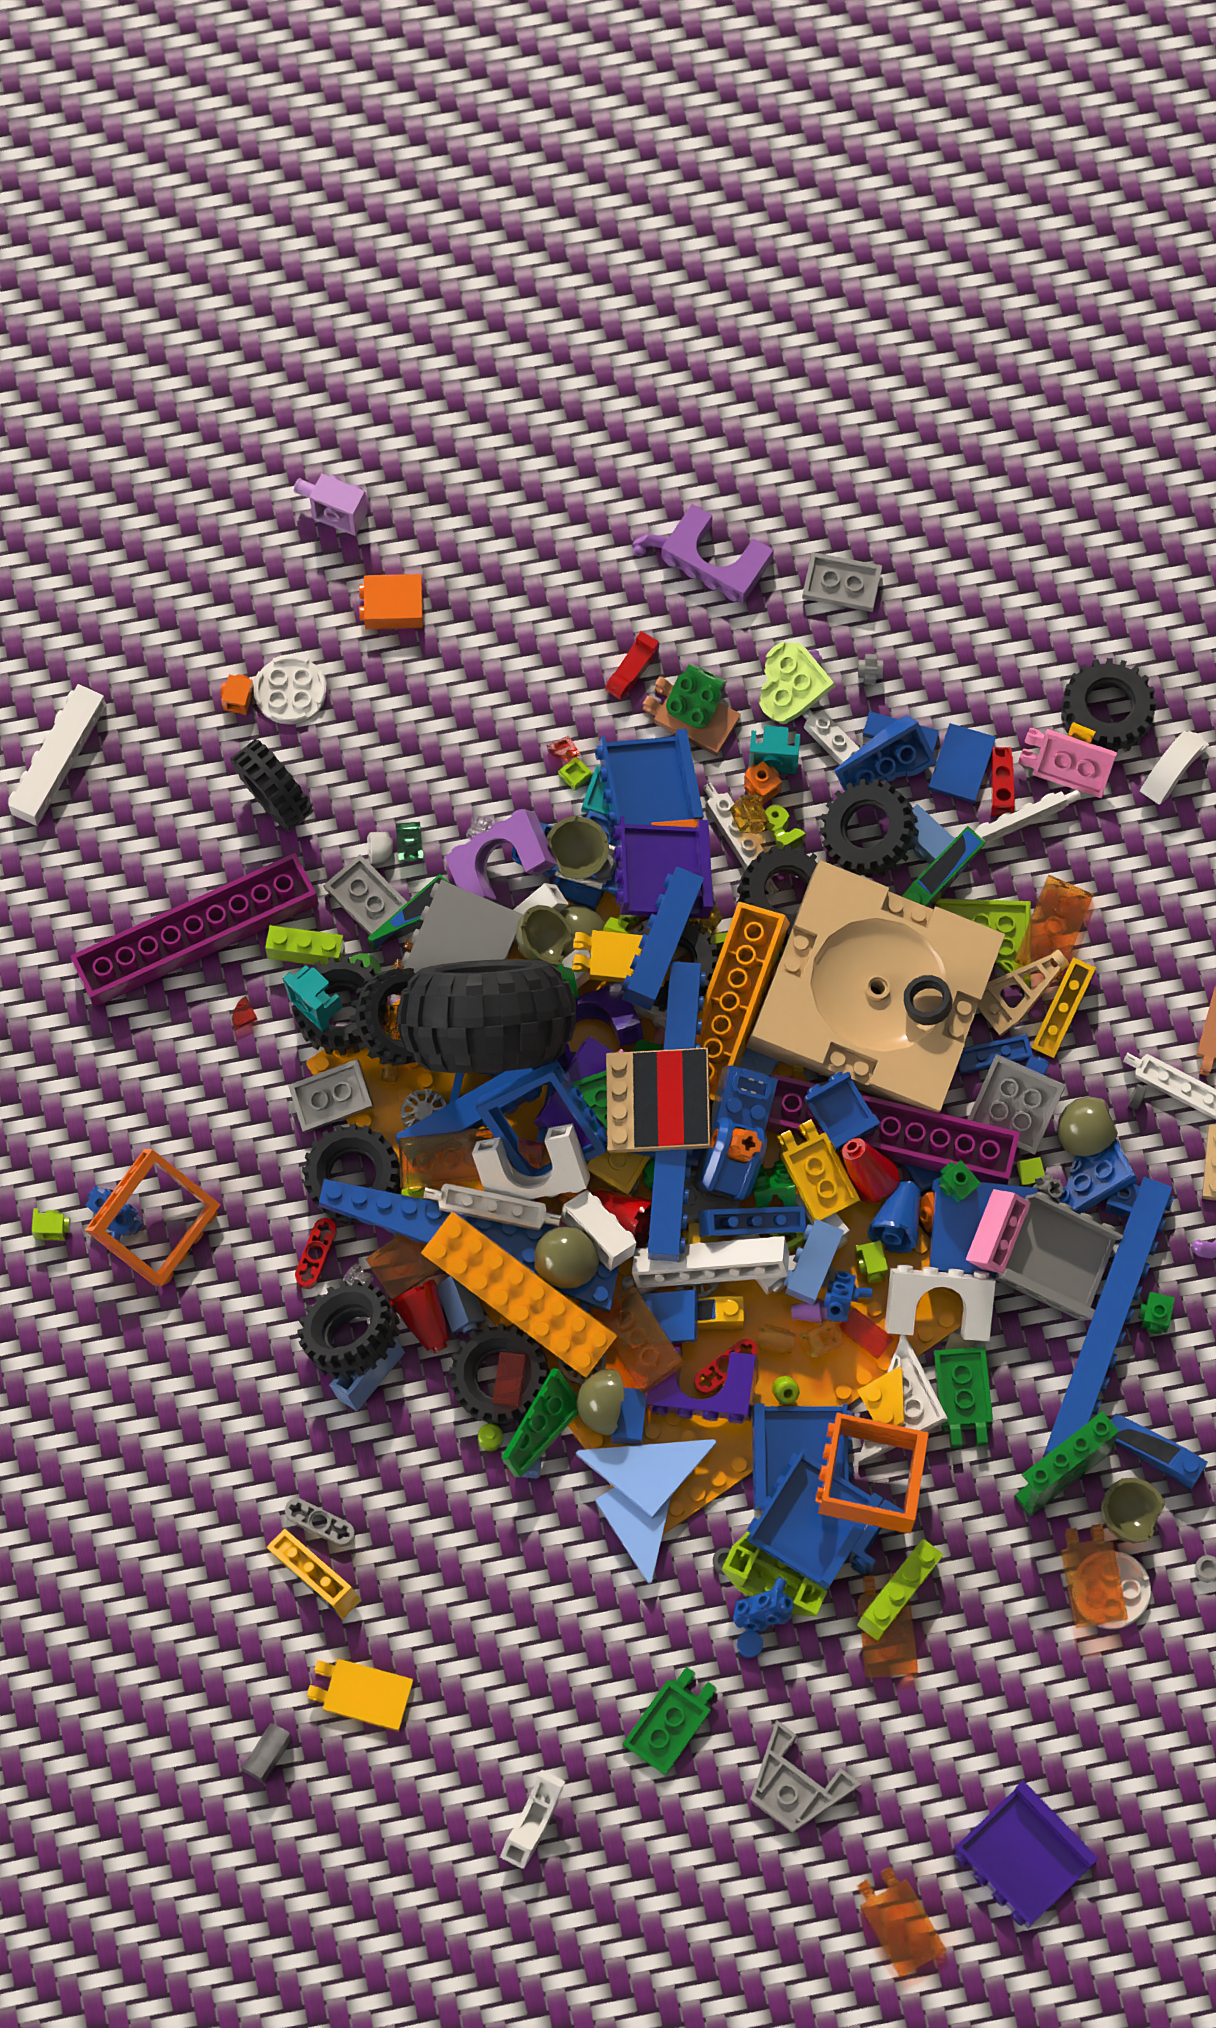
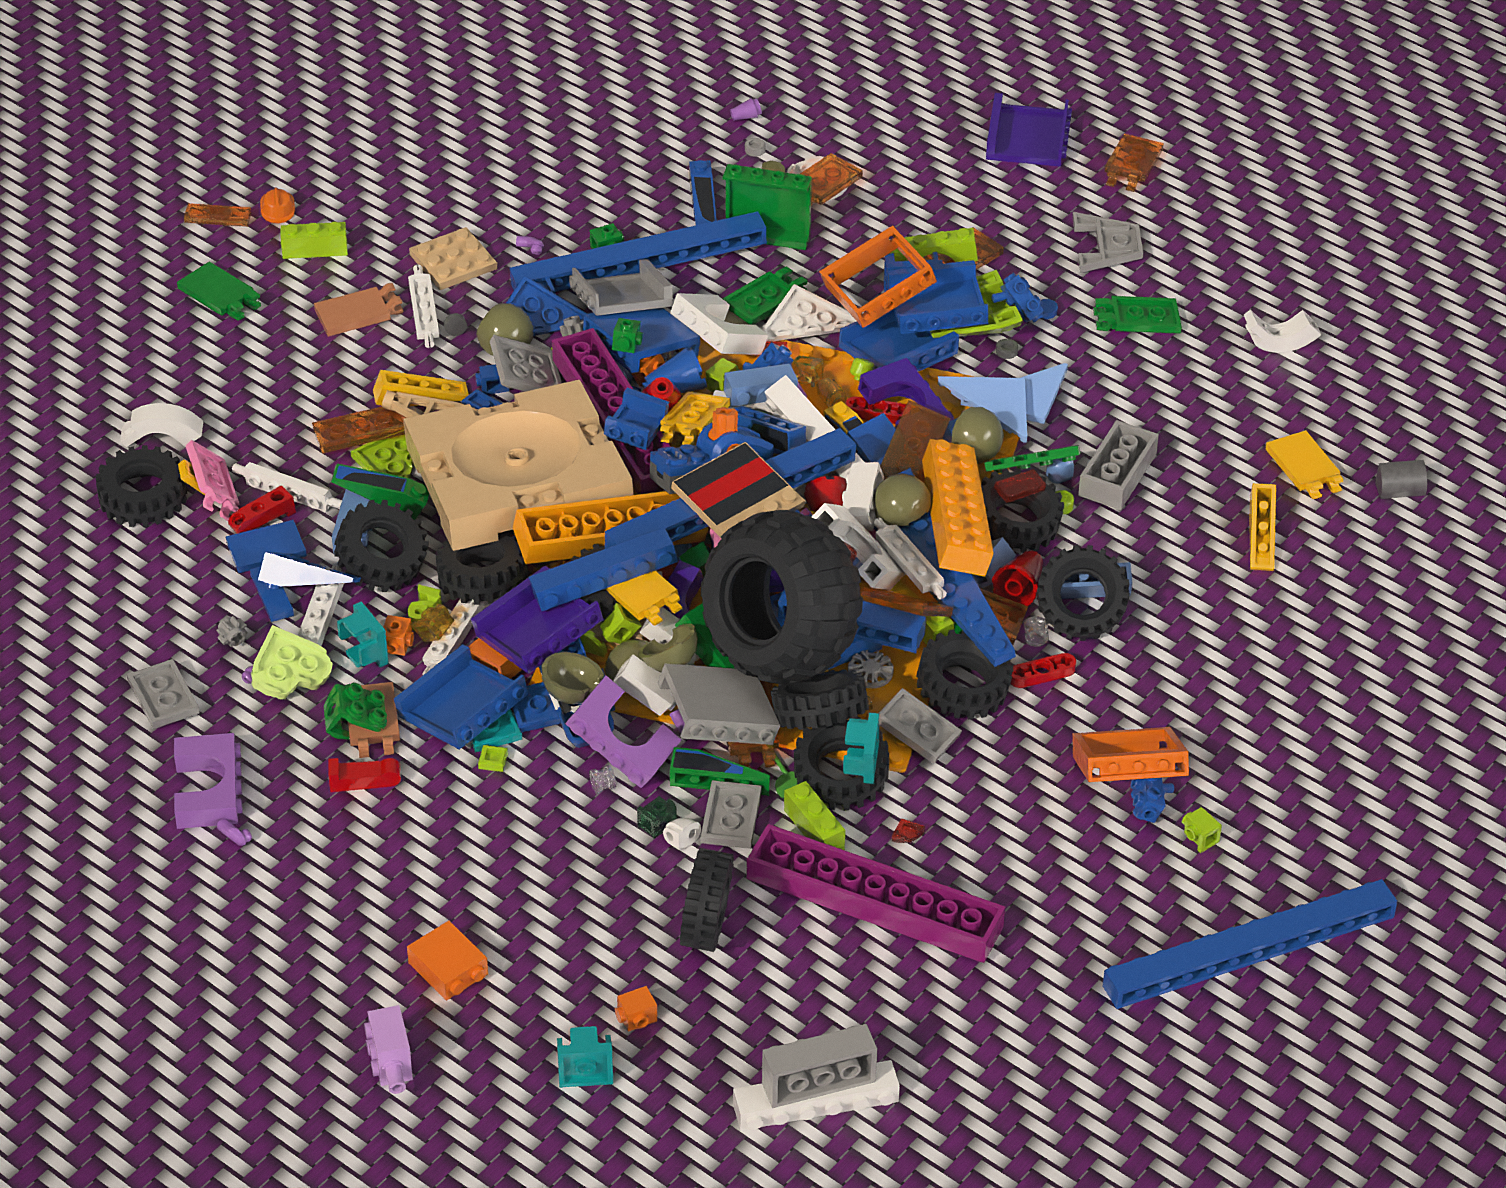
camera: 130 degrees left, 25 degrees down
(55, 744) = (819, 1065): none -> light grey brick
(210, 622) = (585, 1059): none -> teal panel
(290, 689) = (592, 982): white tile -> none
(339, 1523) = (1222, 560): light grey beam -> none
(484, 1512) = (1118, 465): none -> light grey brick
(563, 748) = (478, 774): clear red tile -> none
(885, 1398) = (813, 320): yellow wing -> none
(927, 982) = (503, 402): black tyre -> none
(998, 1231) = (641, 305): bright pink brick -> none

